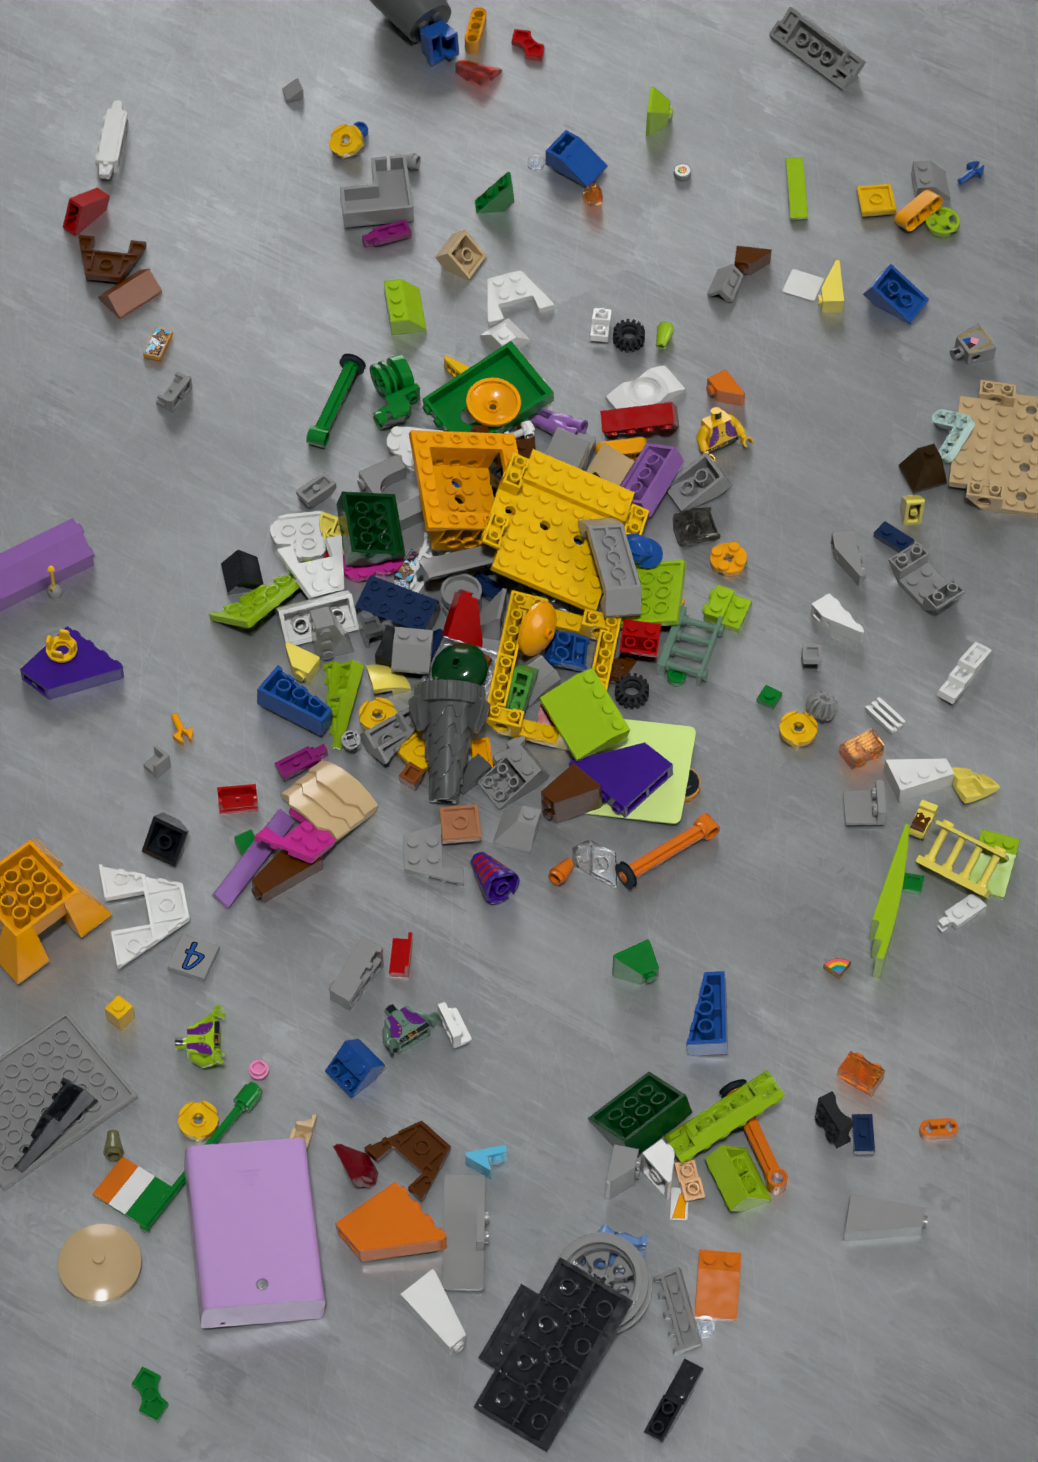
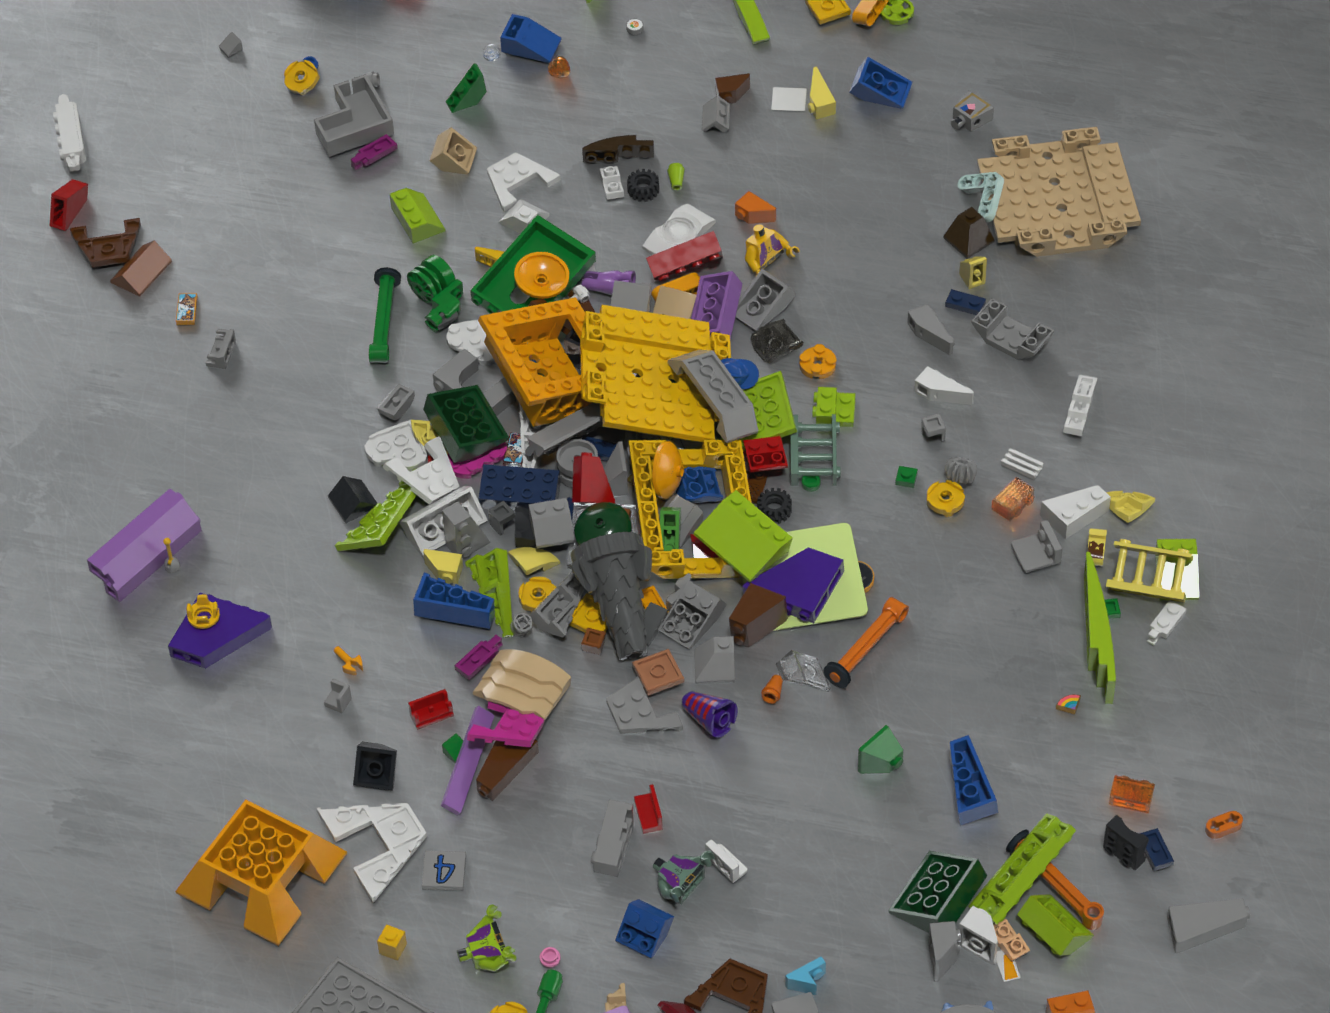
camera: 15 degrees left, 5 degrees down
(617, 290) = (614, 147): none -> dark brown slope

